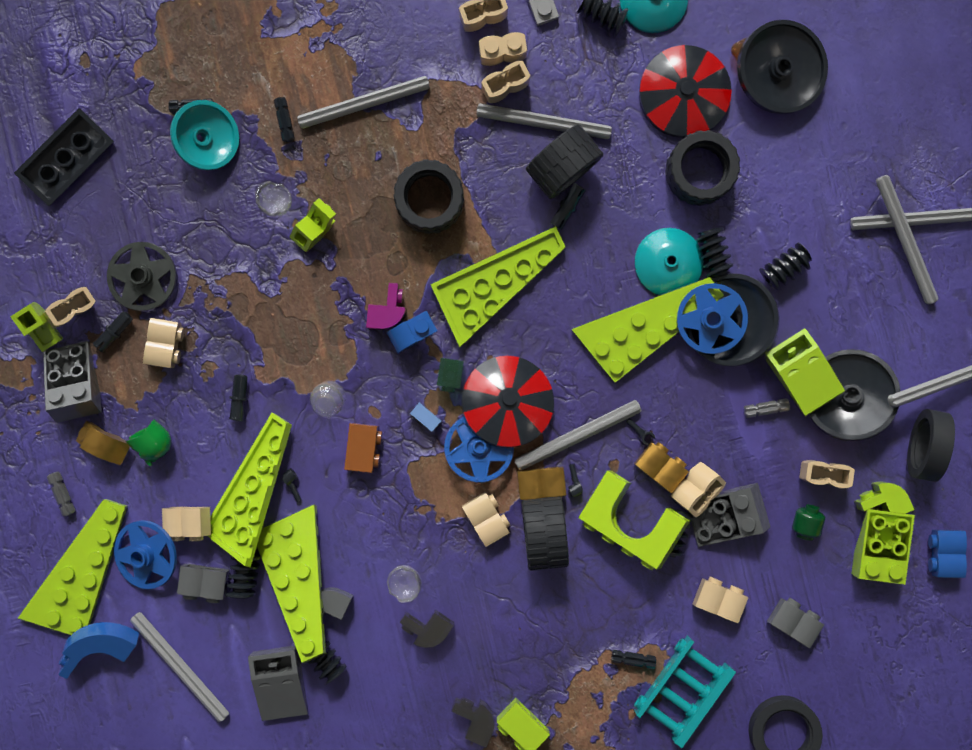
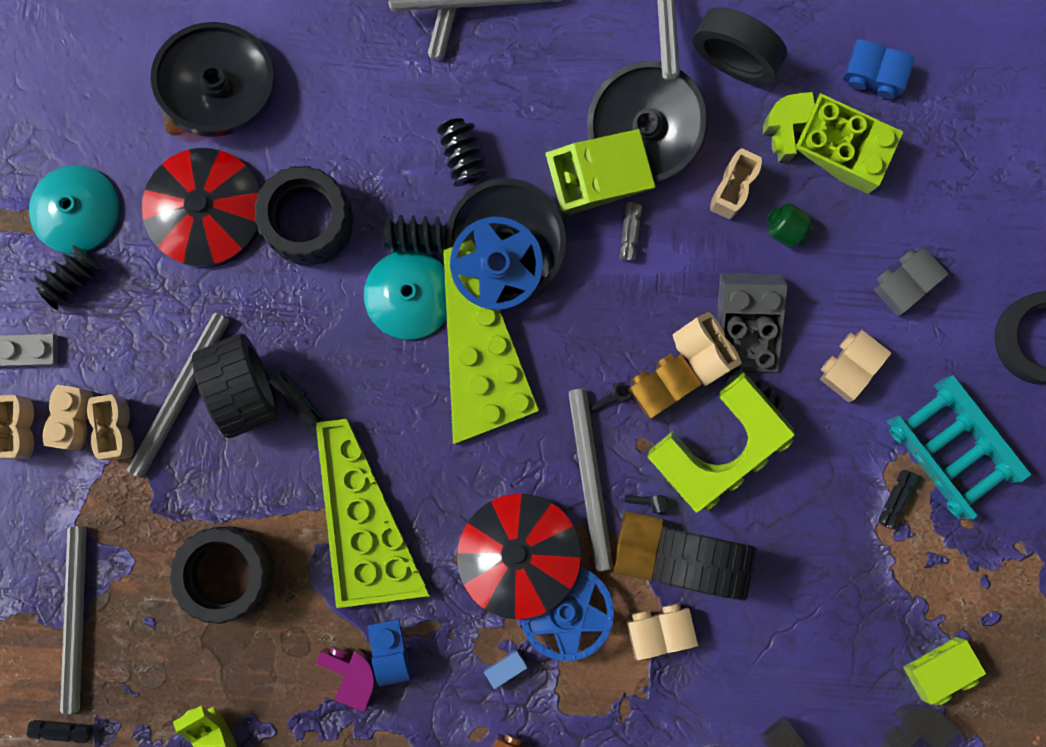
camera: 75 degrees left, 5 degrees down
(450, 374) = (460, 620): clear green brick -> none

